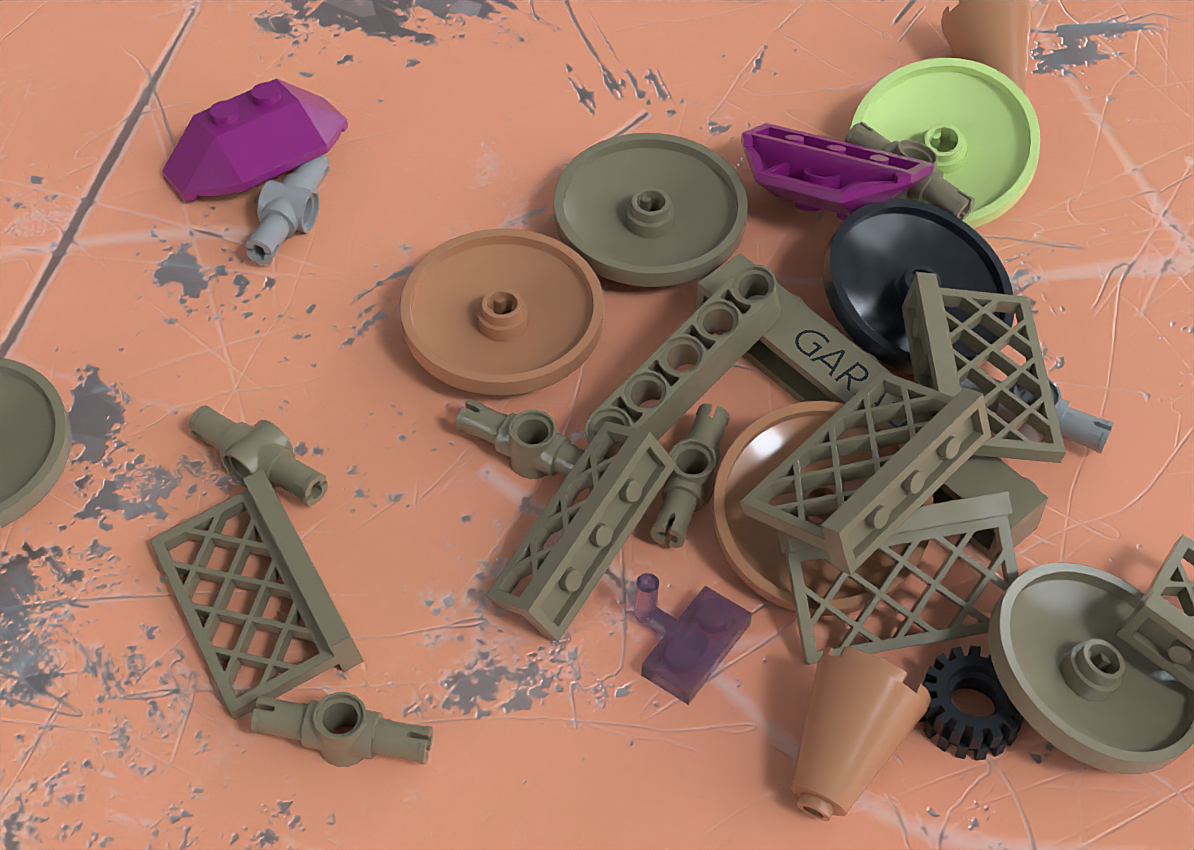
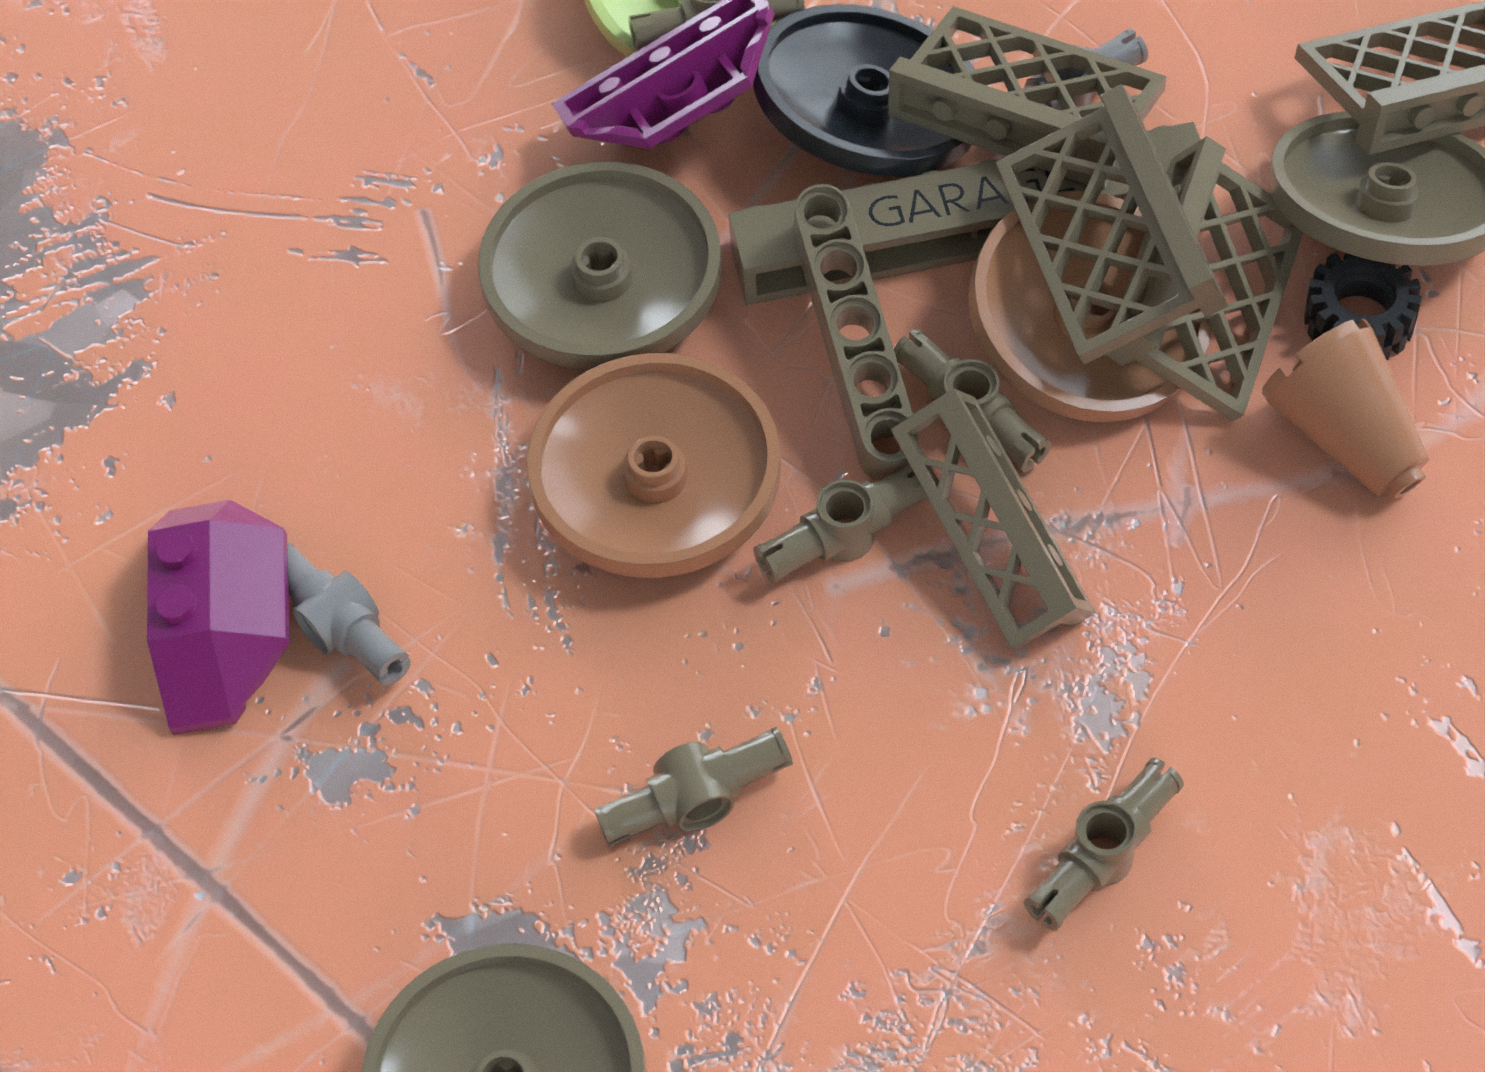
camera: 55 degrees left, 5 degrees up
(301, 584) = (879, 805): dark tan fence -> none
(693, 642) = (1160, 494): clear purple plate -> none

